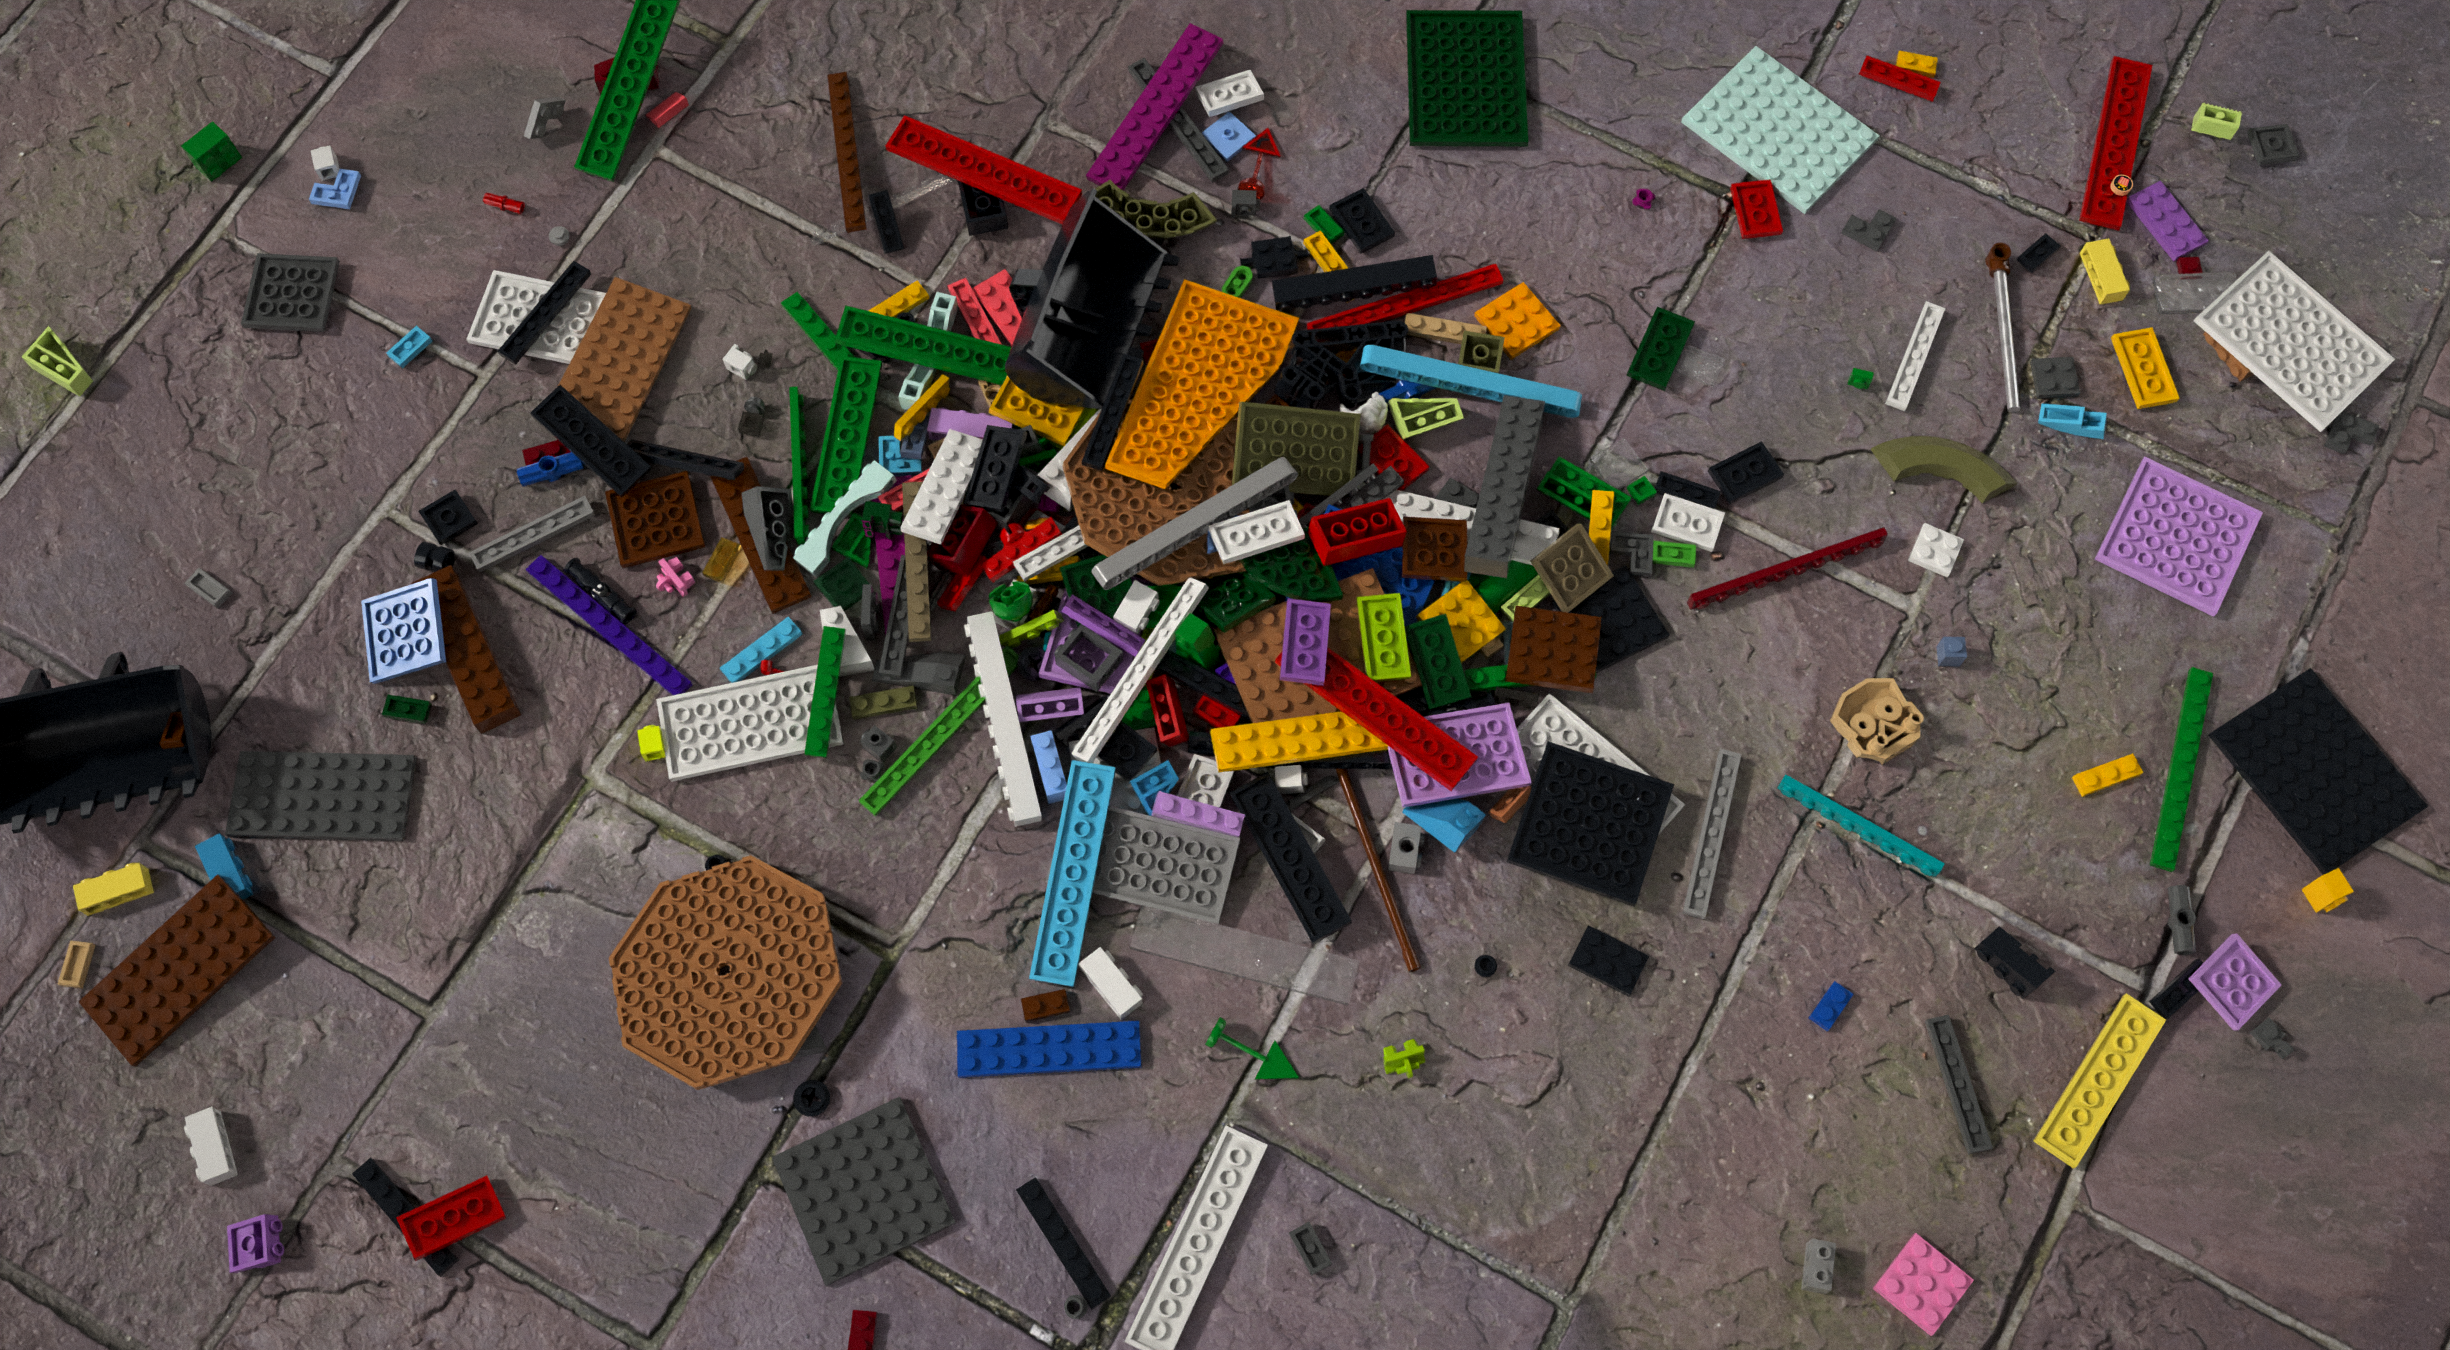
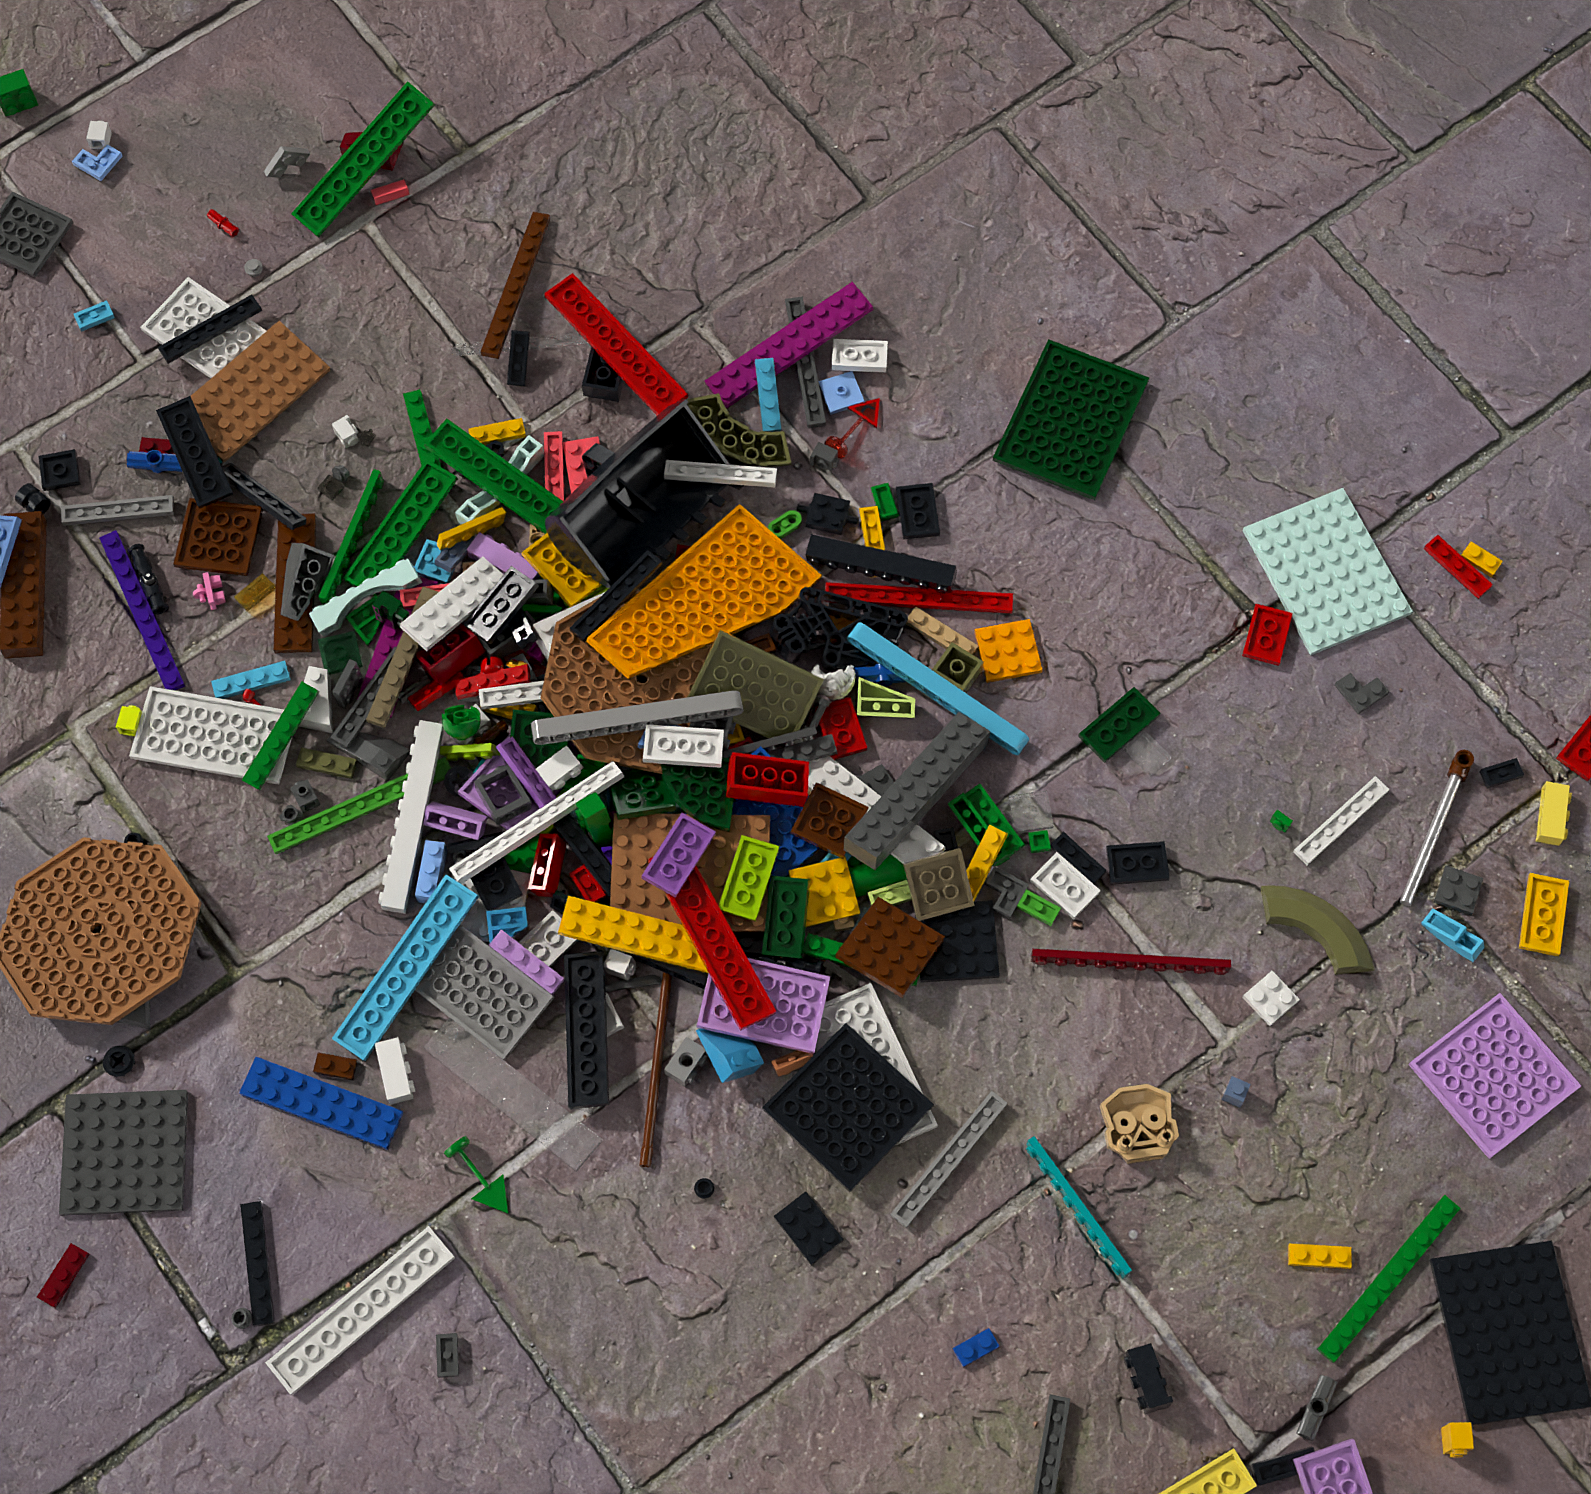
camera: 25 degrees right, 0 degrees up
(1152, 255) = (720, 473): none -> white plate
(1158, 163) = (768, 395): none -> medium azure plate
(1405, 1060) = (598, 1237): lime hips -> none
(1645, 194) = (1173, 581): magenta plate -> none

